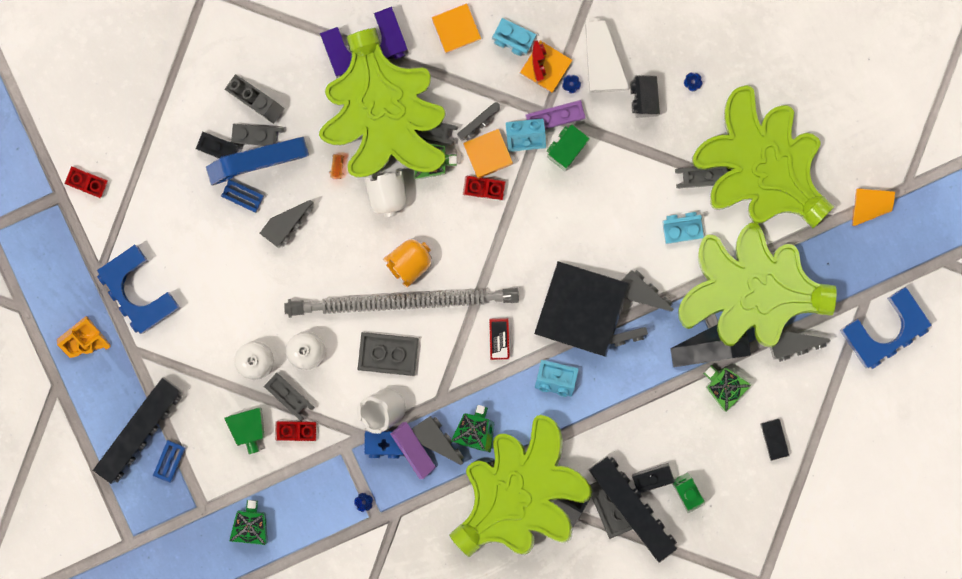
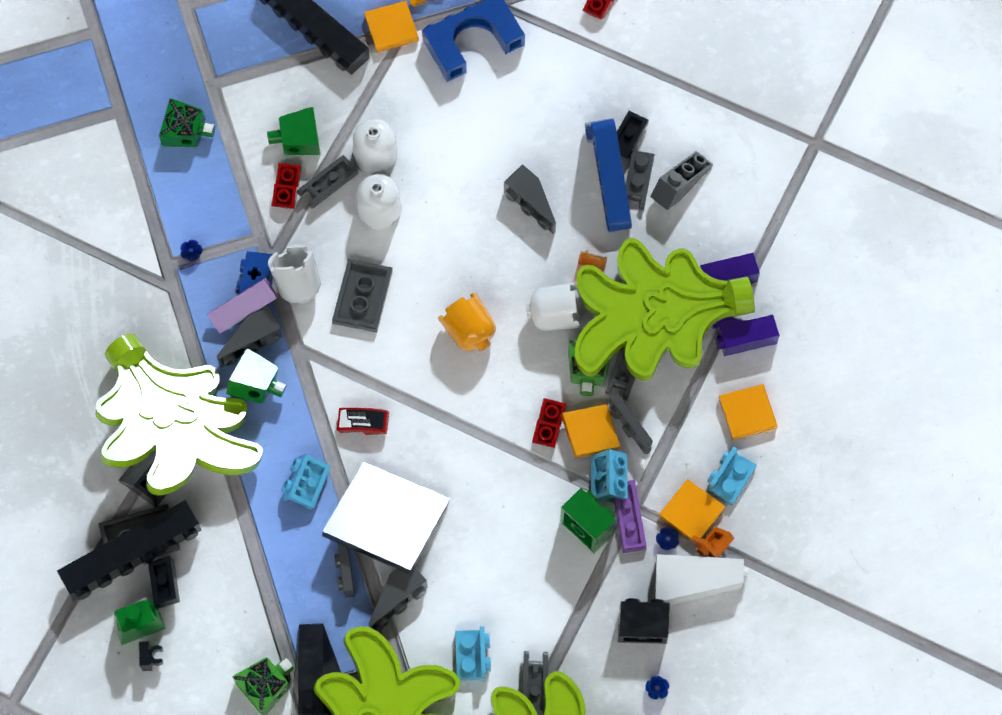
camera: 95 degrees right, 20 degrees down
(133, 362) = (391, 26): none -> light orange tile
(175, 446) = (269, 59): blue tile -> none
(227, 189) = (577, 143): blue tile -> none
(296, 307) = (422, 317): light grey hose -> none
(538, 56) = (705, 496): red slope -> none
(572, 46) = (714, 543): none -> orange bracket
(713, 482) = (146, 656): none -> black tile

